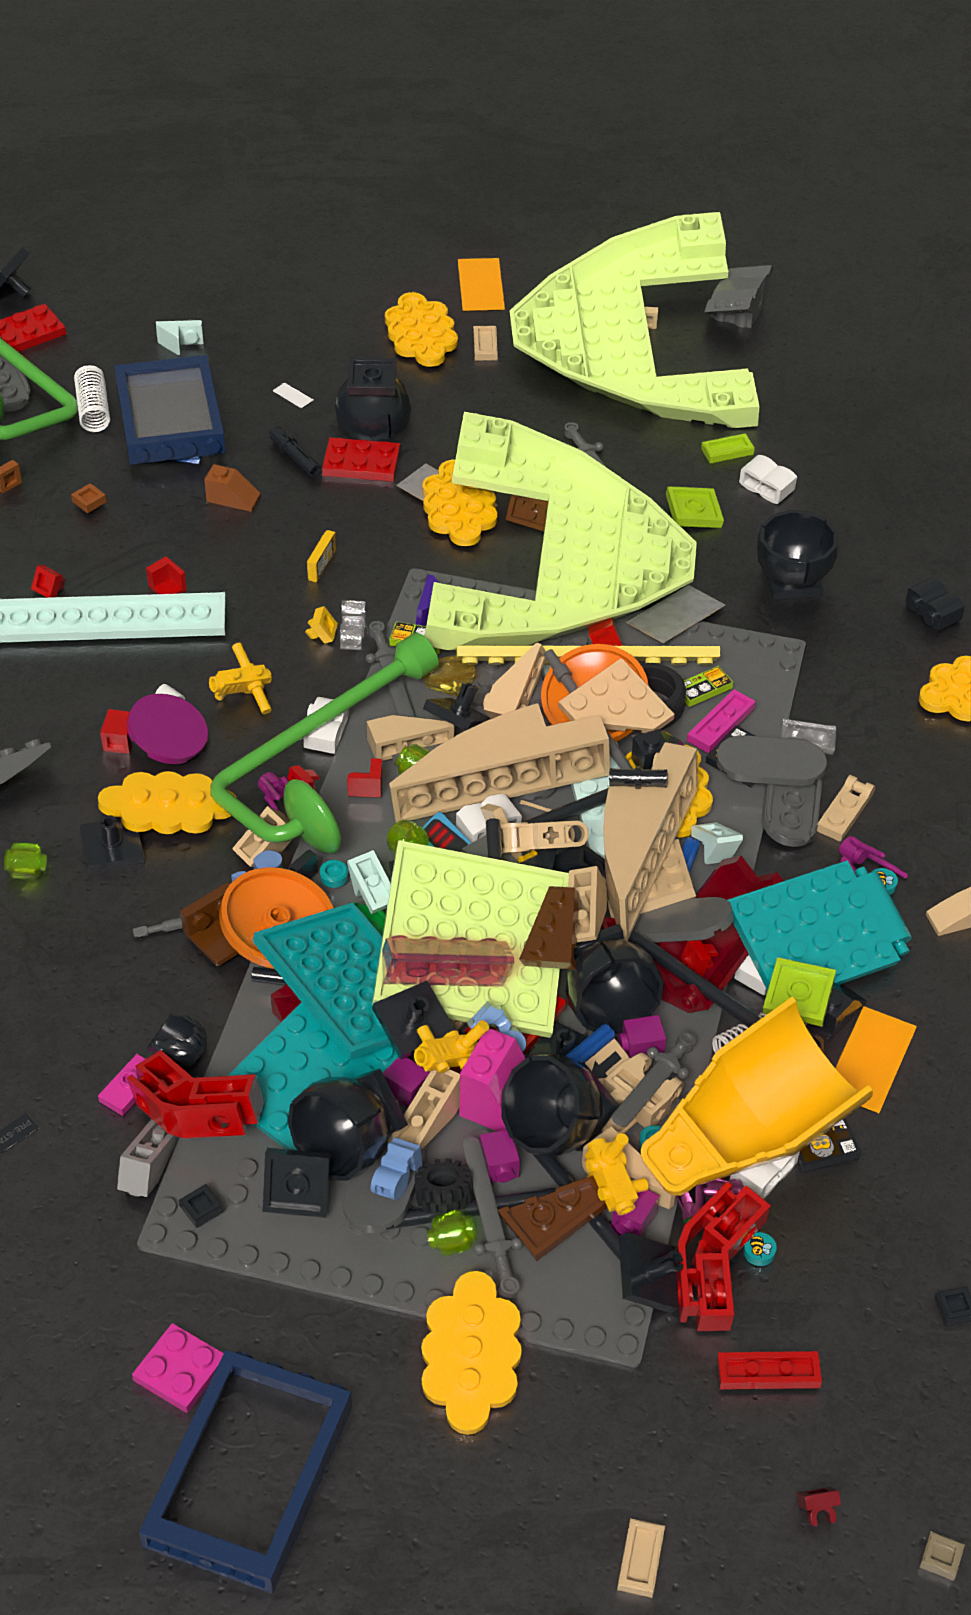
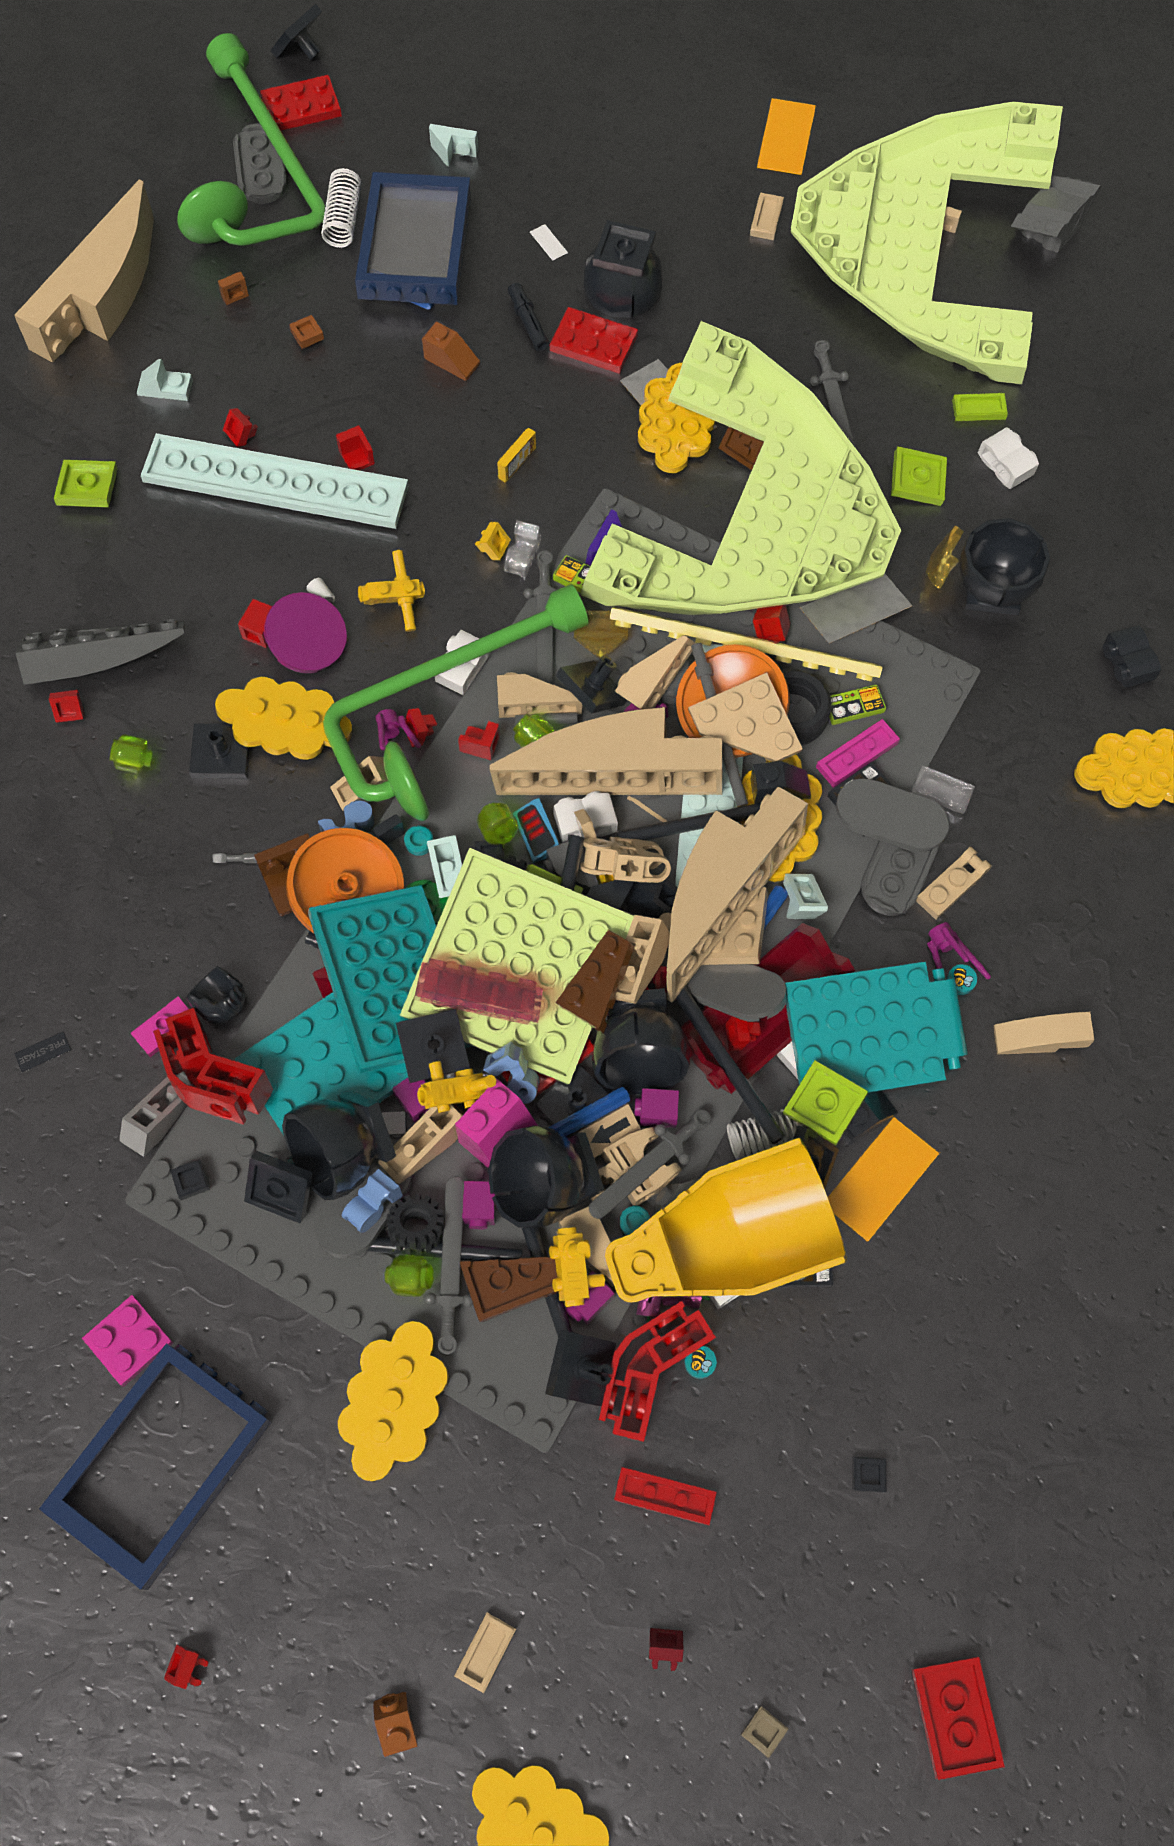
camera: 15 degrees right, 20 degrees up
(421, 329) = (704, 185): yellow plate -> none
(638, 777) = (734, 828): black pin -> none
(741, 558) = (942, 560): none -> clear yellow slope

